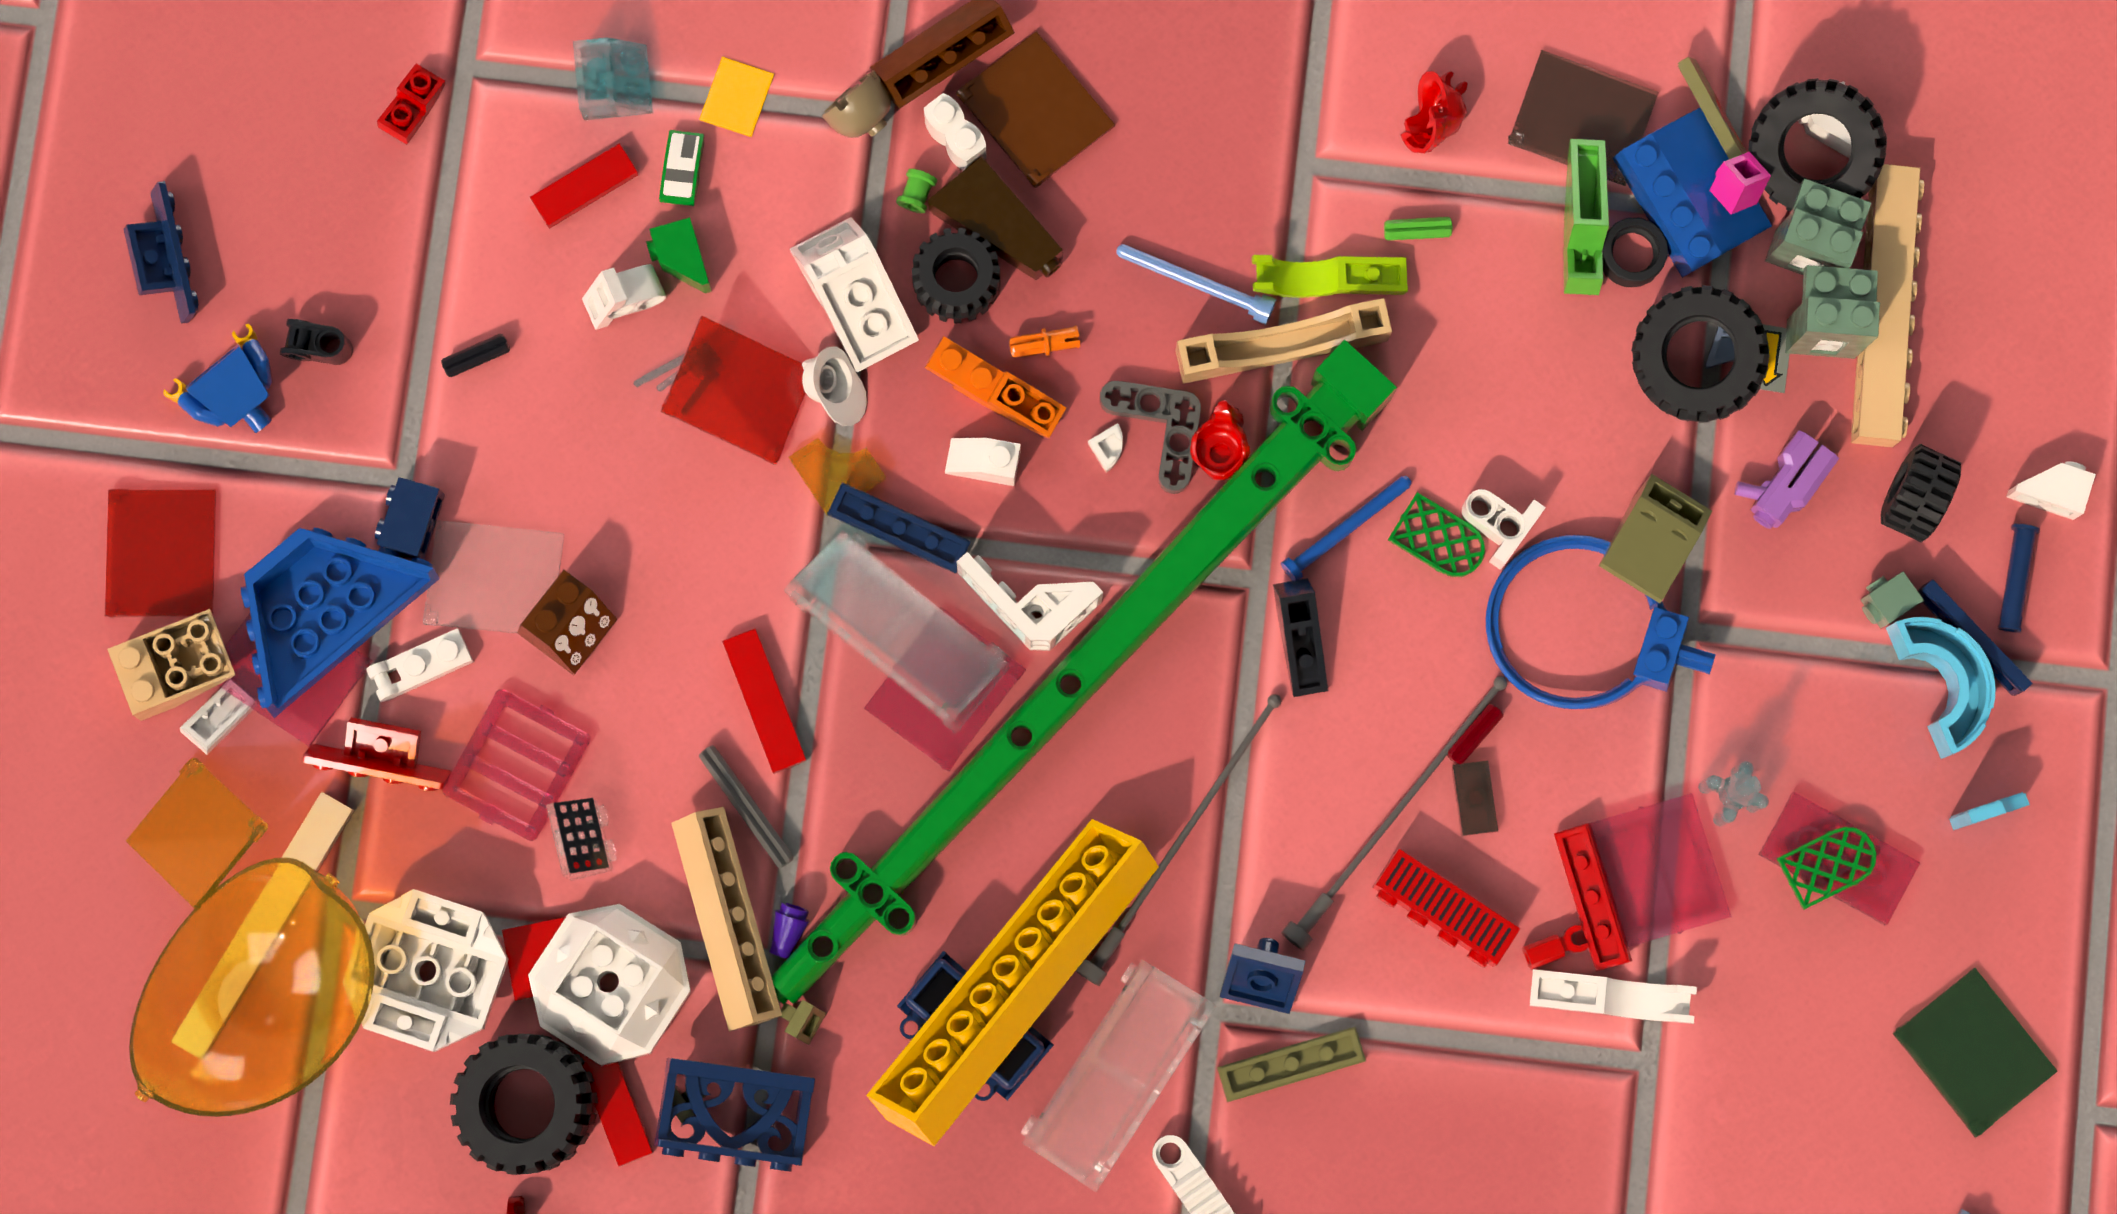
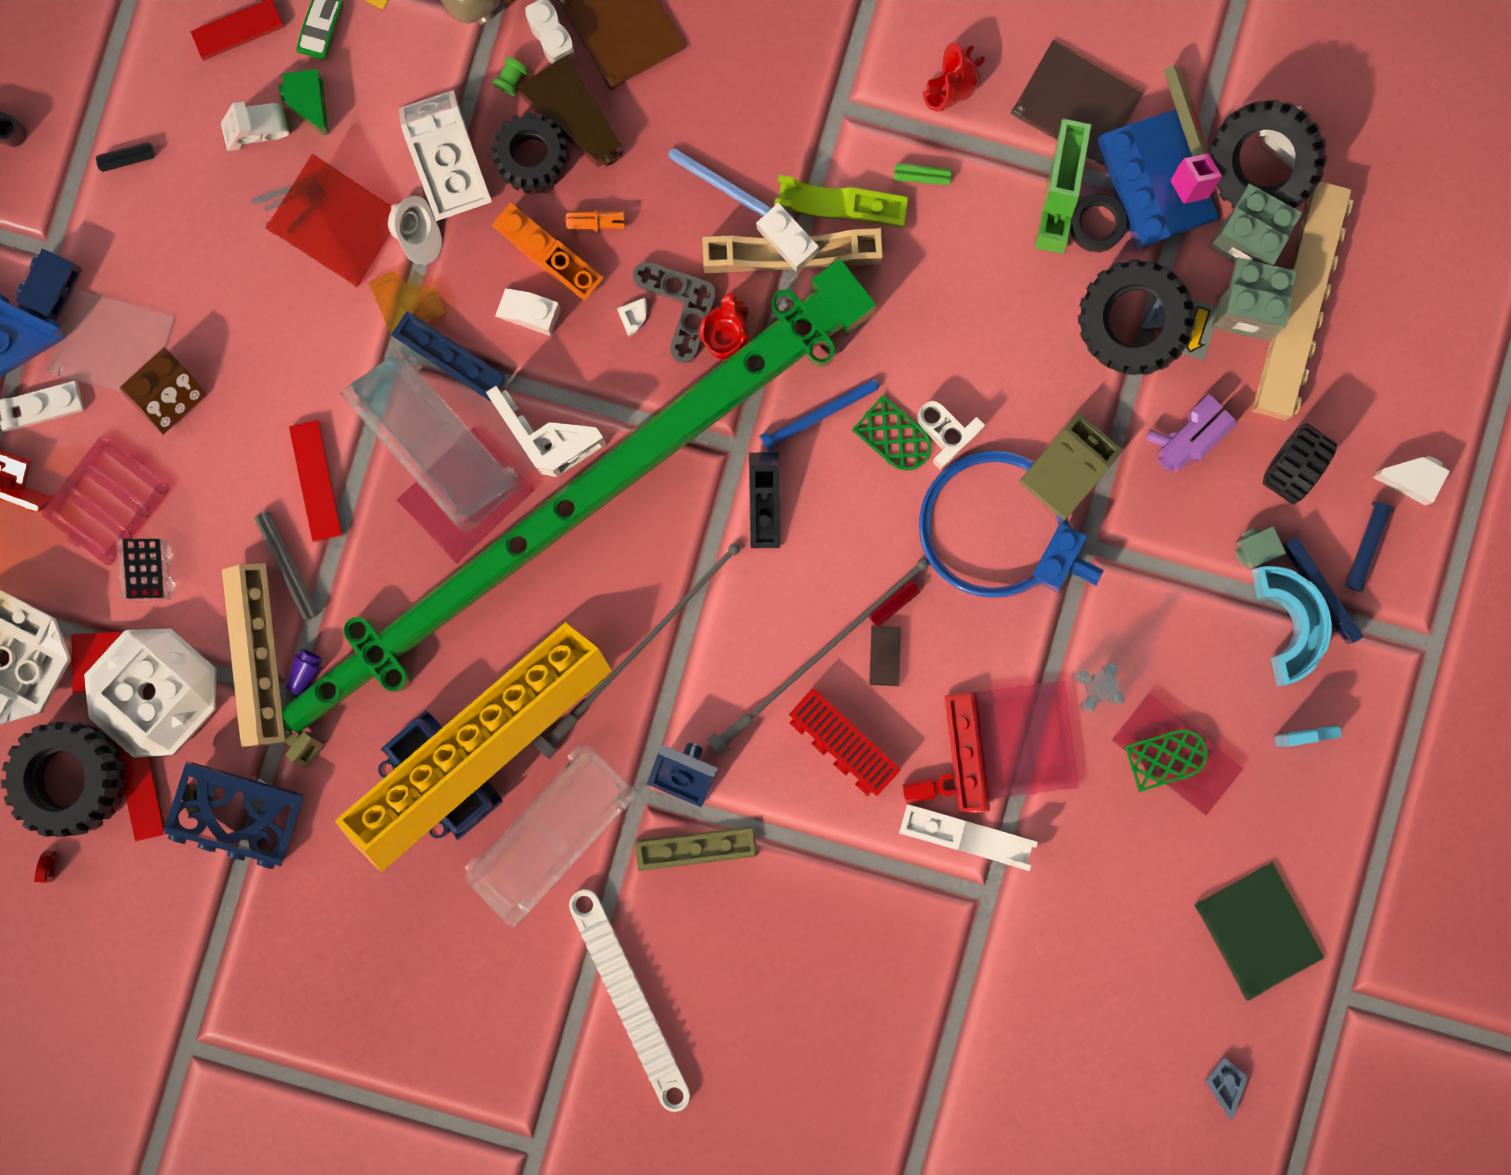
camera: 15 degrees right, 5 degrees up
(1277, 325) = (787, 237): none -> white brick

